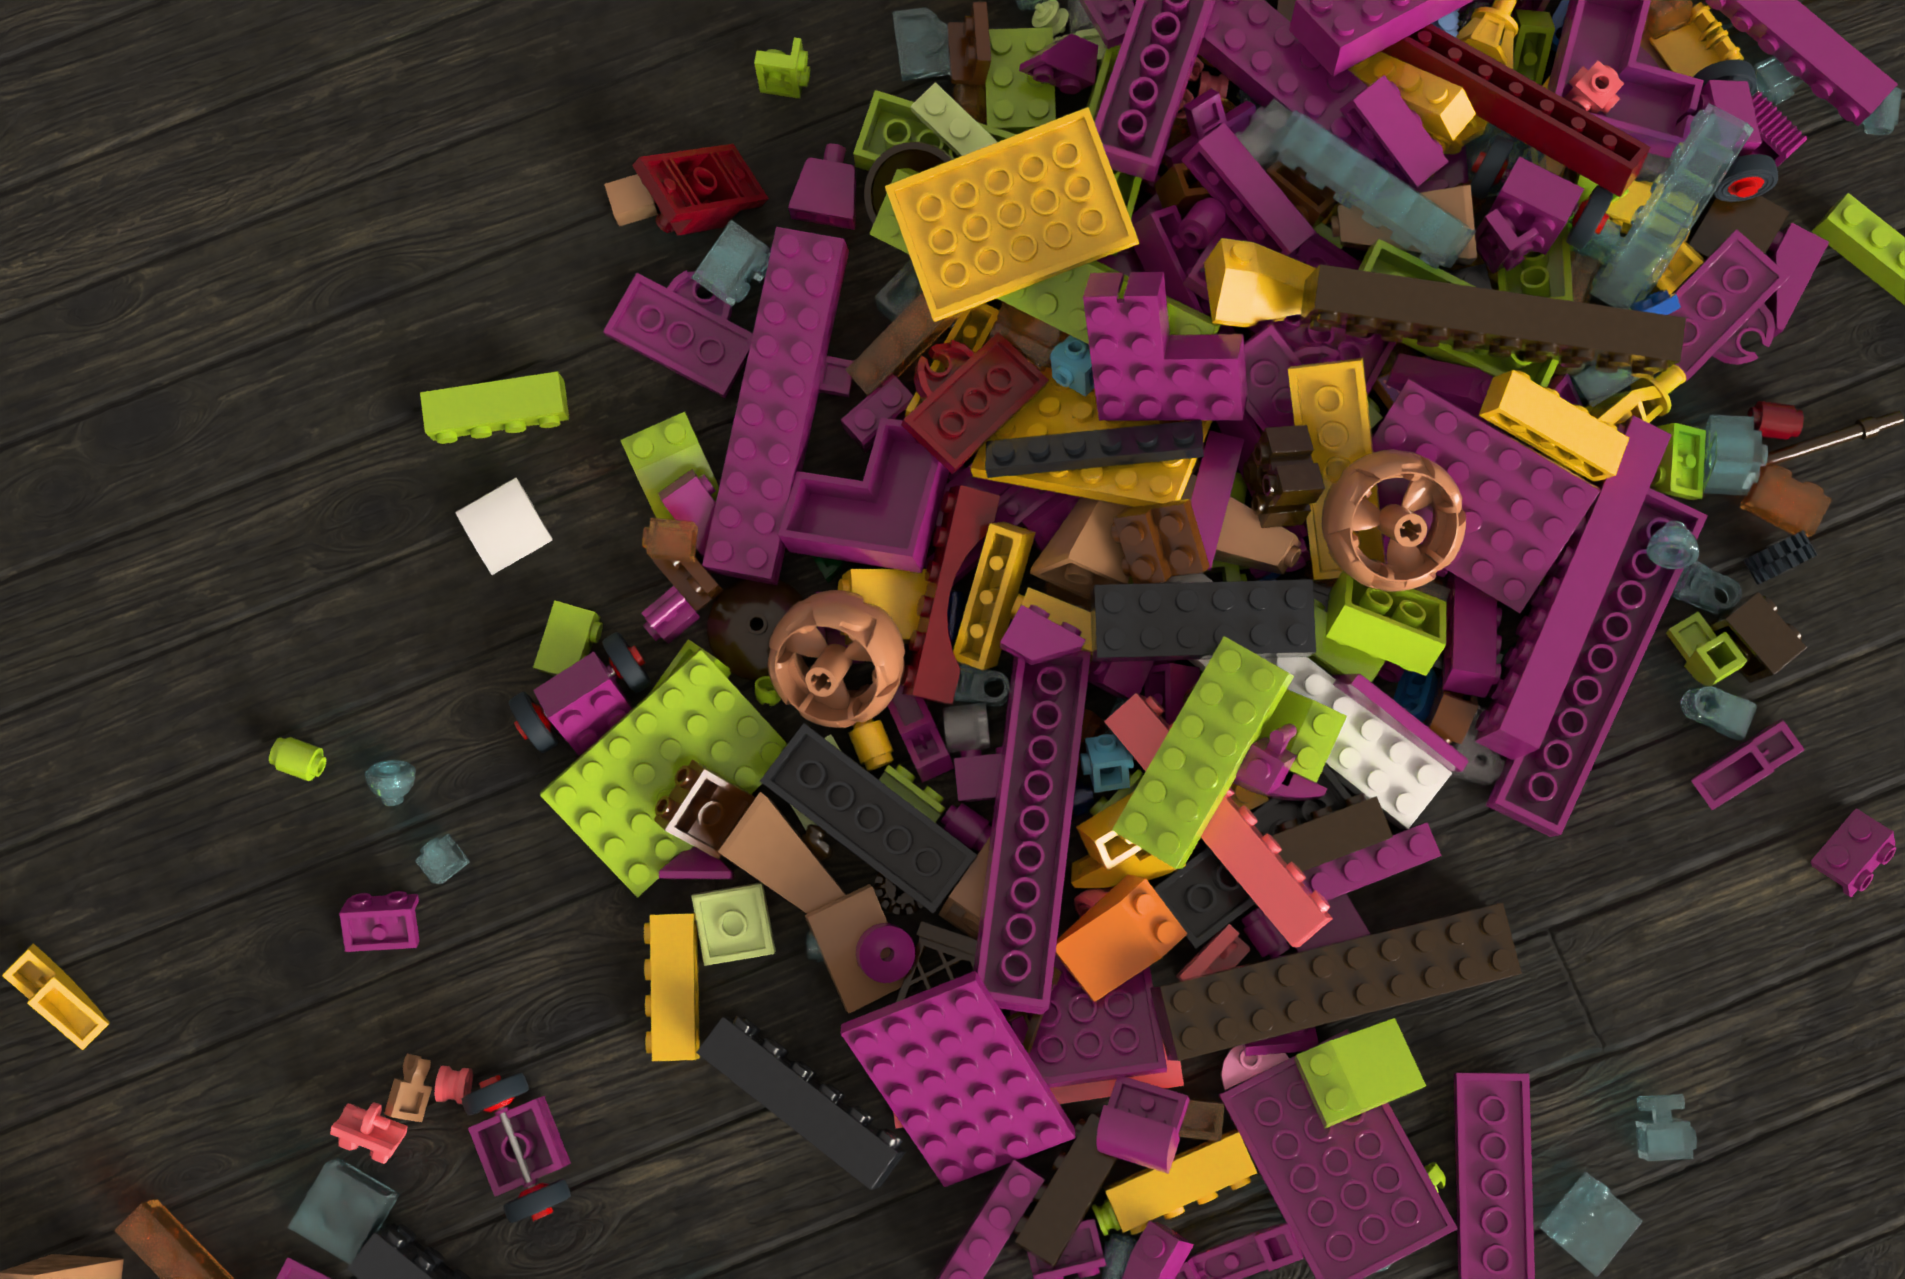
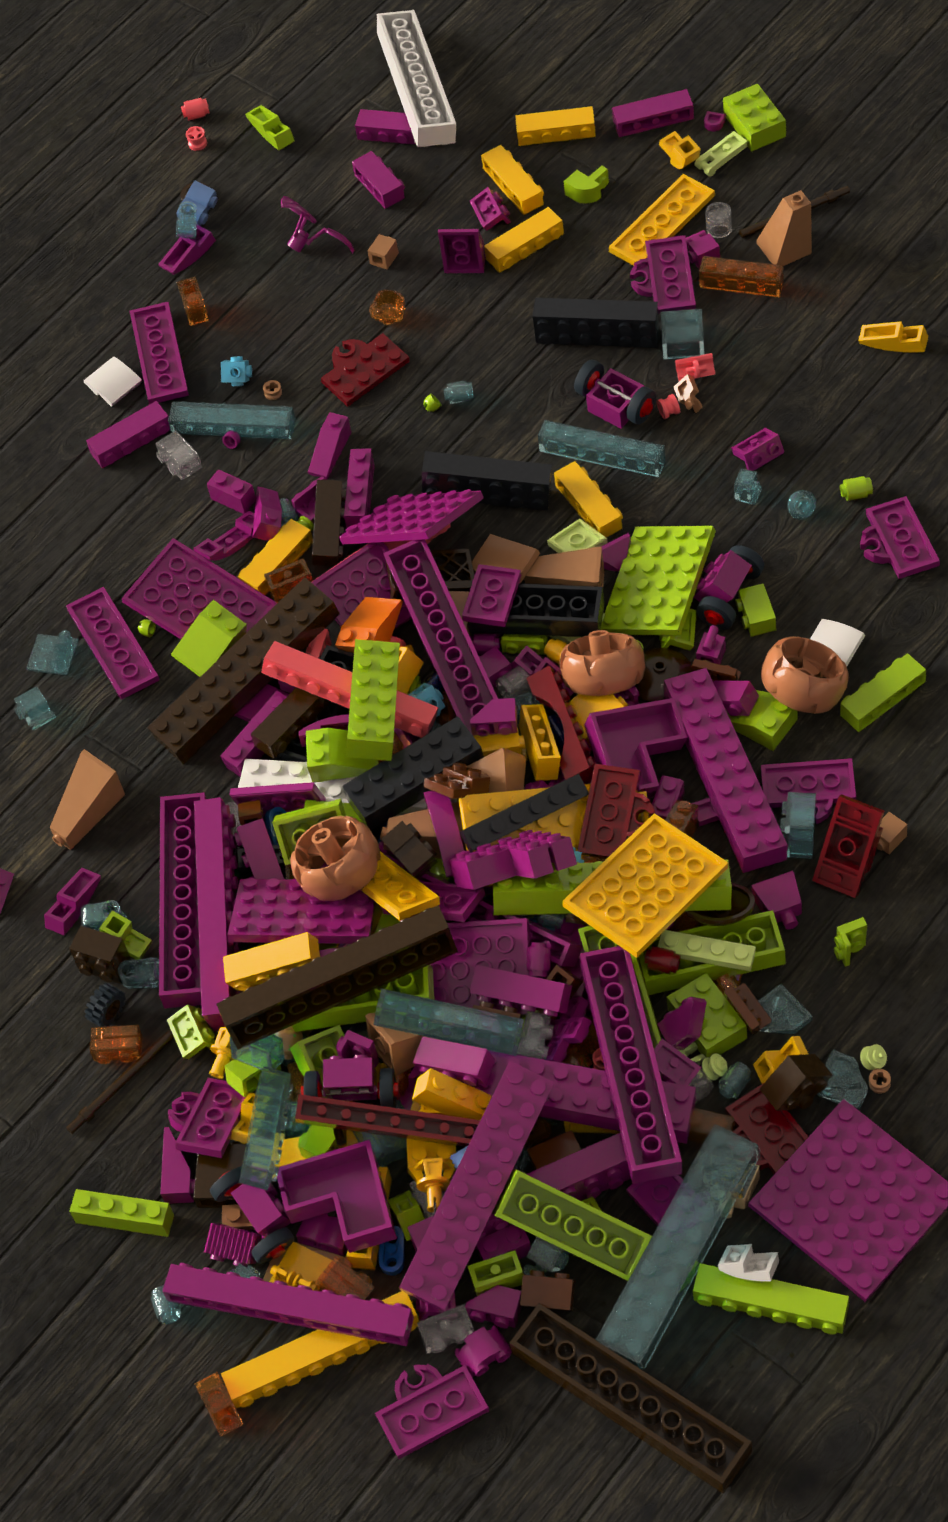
camera: 155 degrees right, 25 degrees down
(301, 638) = (898, 539): none -> magenta plate
(597, 1068) = (601, 448): none -> clear light blue brick
(617, 473) = (804, 675): none -> nougat wheel
(670, 539) = (729, 664): clear orange brick -> none
(702, 808) = (625, 568): reddish brown plate -> none
(874, 941) = (488, 557): magenta piece -> none
(924, 859) = (491, 595): none -> magenta plate
(1142, 1124) = (308, 554): magenta brick -> none
(1253, 283) = (481, 939): yellow wedge -> none
(1269, 760) = (336, 718): magenta brick -> none
(1595, 88) = (349, 1172): coral brick -> none
(1658, 303) = (247, 1077): blue plate -> none
(1659, 915) = (87, 799): none -> medium nougat slope
(1673, 546) = (171, 960): clear light blue brick -> none
(1732, 455) = (159, 1035): clear light blue brick -> none
(1776, 419) = (144, 1084): dark red brick -> none

